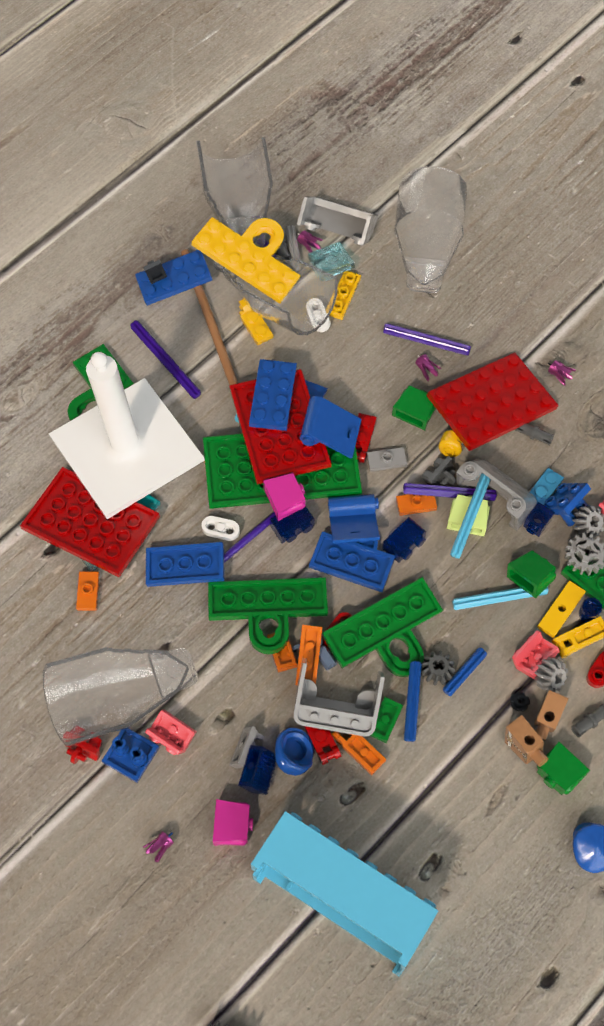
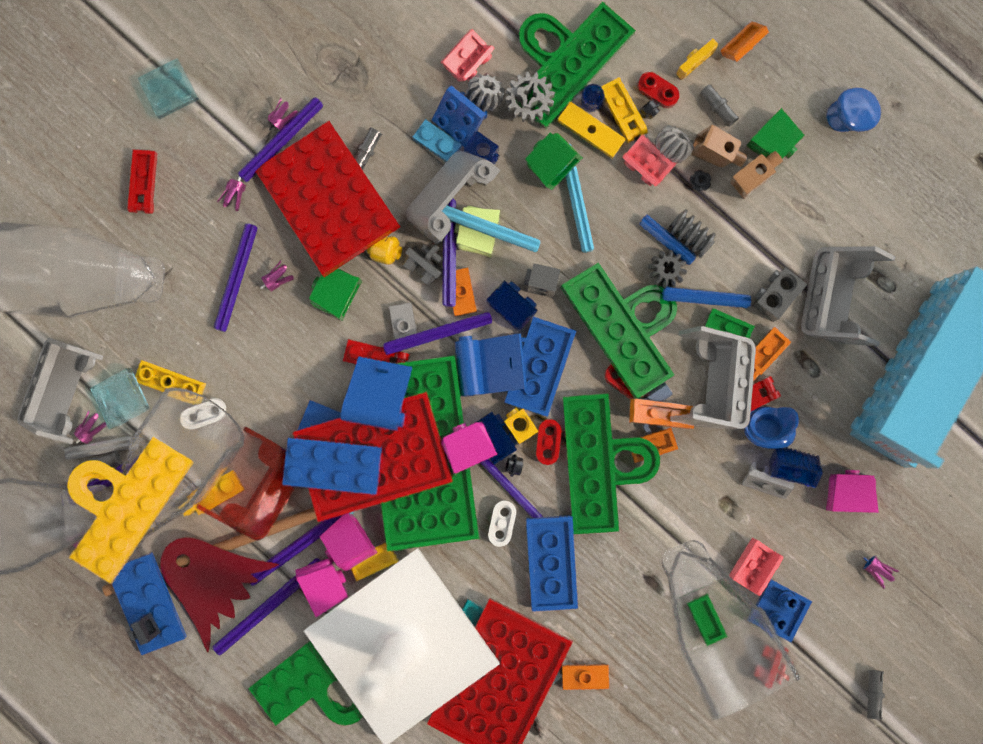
camera: 90 degrees left, 20 degrees up
(47, 836) = (875, 694): none -> dark grey pin
(127, 688) = (706, 619): none -> green tile
(179, 392) = (322, 585): none -> dark pink torso
(187, 317) = (208, 581): none -> dark red piece
(194, 429) = (375, 563): none -> yellow plate
(209, 377) = (296, 547): none -> dark purple axle
(211, 411) = (347, 542): none -> dark pink torso
(246, 352) = (268, 499): none -> clear red windscreen
(268, 538) = (514, 465): none -> black plate
(287, 564) = (549, 442): none -> red plate
(299, 551) = (530, 428): none -> yellow brick
(381, 482) = (437, 333): none -> dark purple axle
(412, 769) = (782, 297): none -> dark grey brick
(416, 816) = (832, 290): none -> light grey windscreen
(425, 560) = (542, 280): none -> dark grey brick
(469, 689) = (692, 233): none -> dark grey piece
(494, 337) = (233, 186): none -> flat silver piece
(501, 276) = (142, 181): none -> red plate
(542, 372) = (281, 138): none -> dark purple axle
(578, 293) = (168, 88): none -> clear light blue plate
(583, 659) = (650, 109): none -> black plate

